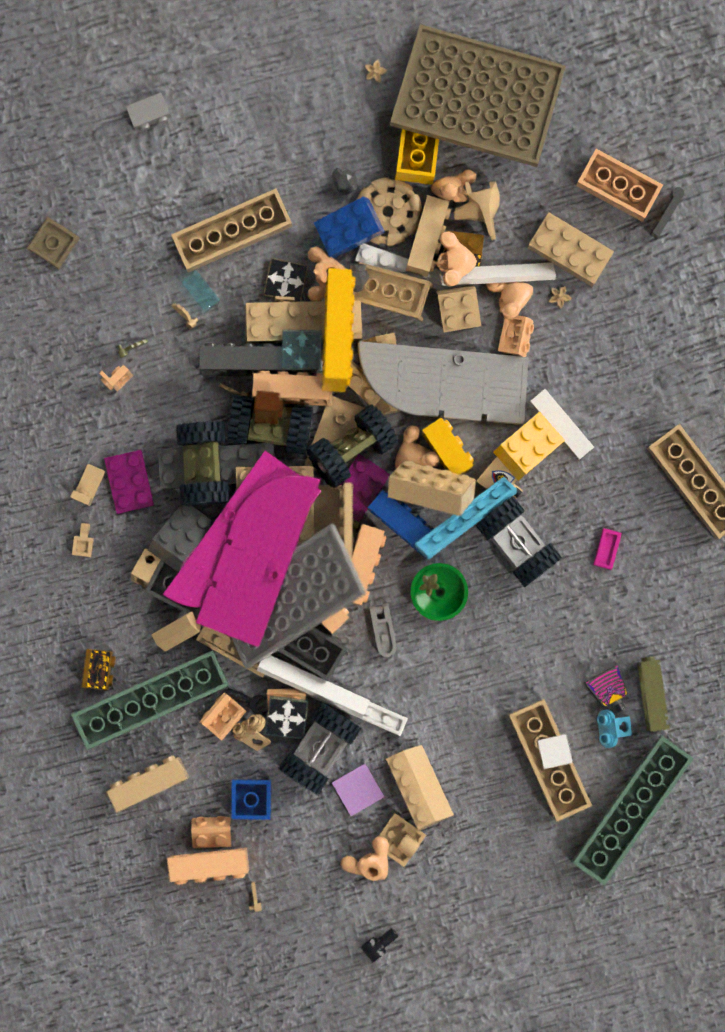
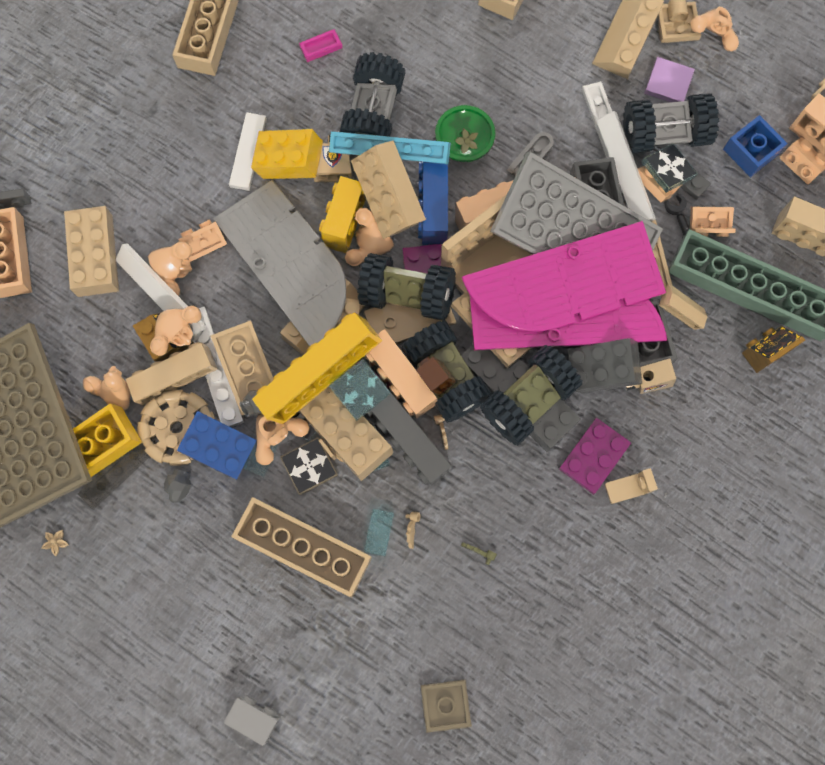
camera: 130 degrees left, 10 degrees down
(83, 544) = (681, 449): tan plate -> none
(119, 378) = (517, 536): light nougat bracket -> none
(249, 730) = (703, 190): tan bracket -> none
(458, 308) = (216, 298): tan brick -> none
(481, 207) = (110, 348): tan piece -> none
(559, 296) = (141, 232): tan plant -> none

